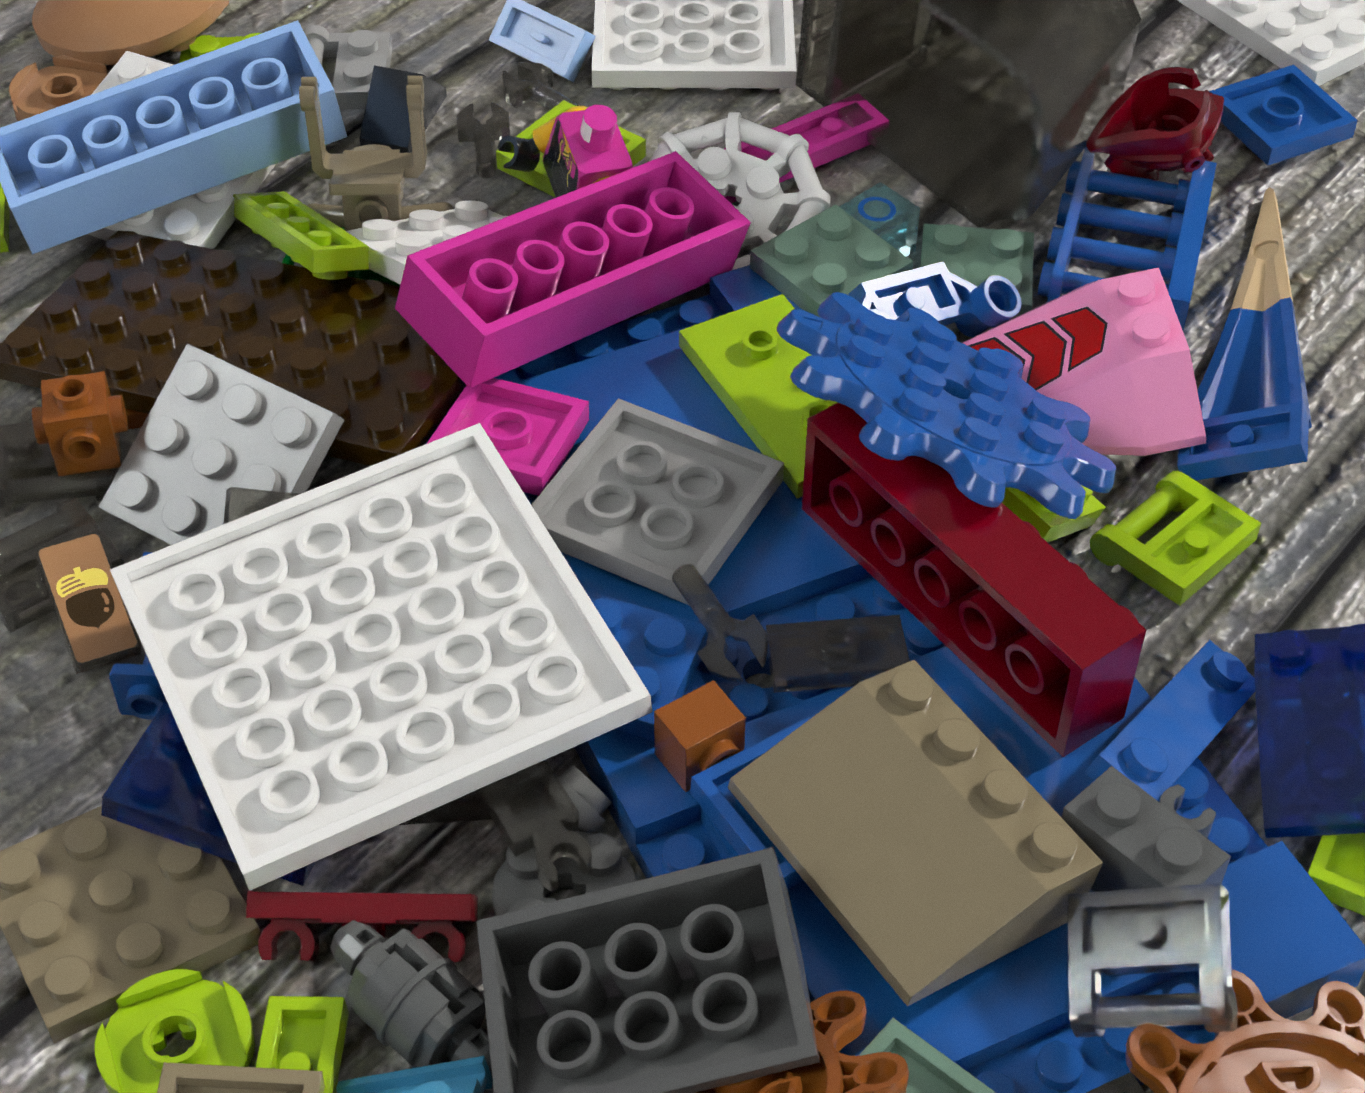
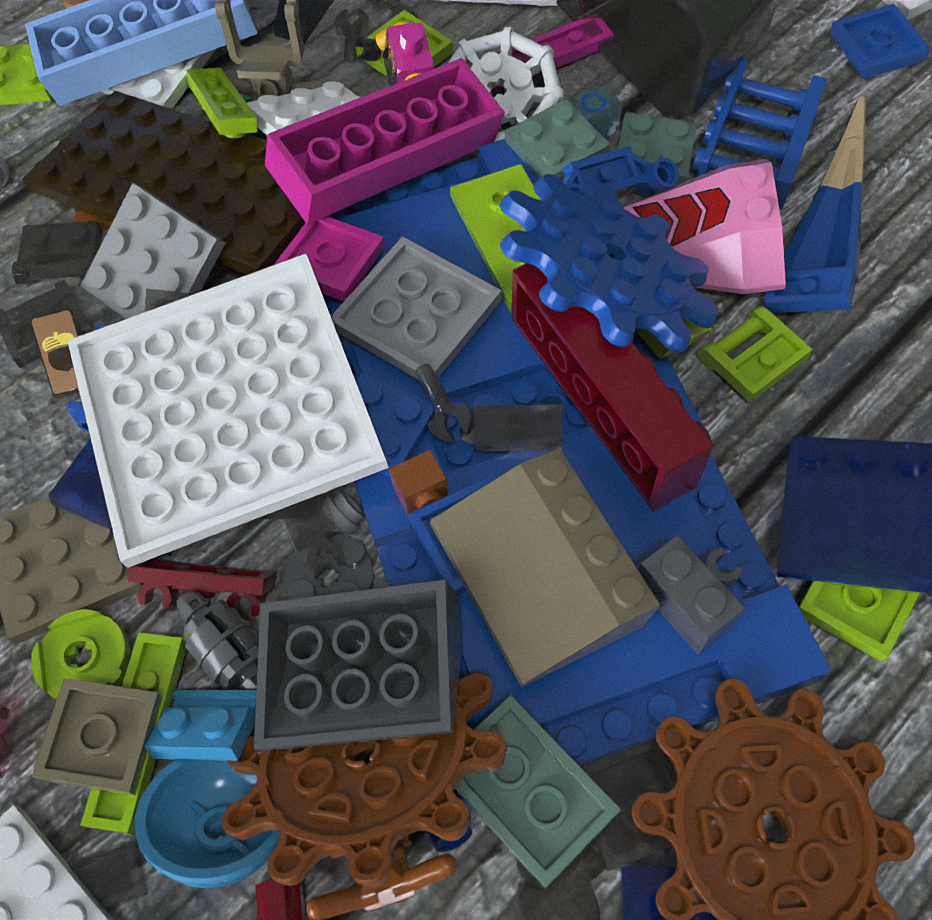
camera: 10 degrees right, 15 degrees up
(77, 411) = (67, 231): dark orange brick -> none
(1144, 935) = (682, 658): clear smoke plate -> none
(1158, 126) = (791, 50): dark red helmet -> none
(1178, 721) = (729, 497): blue plate -> none

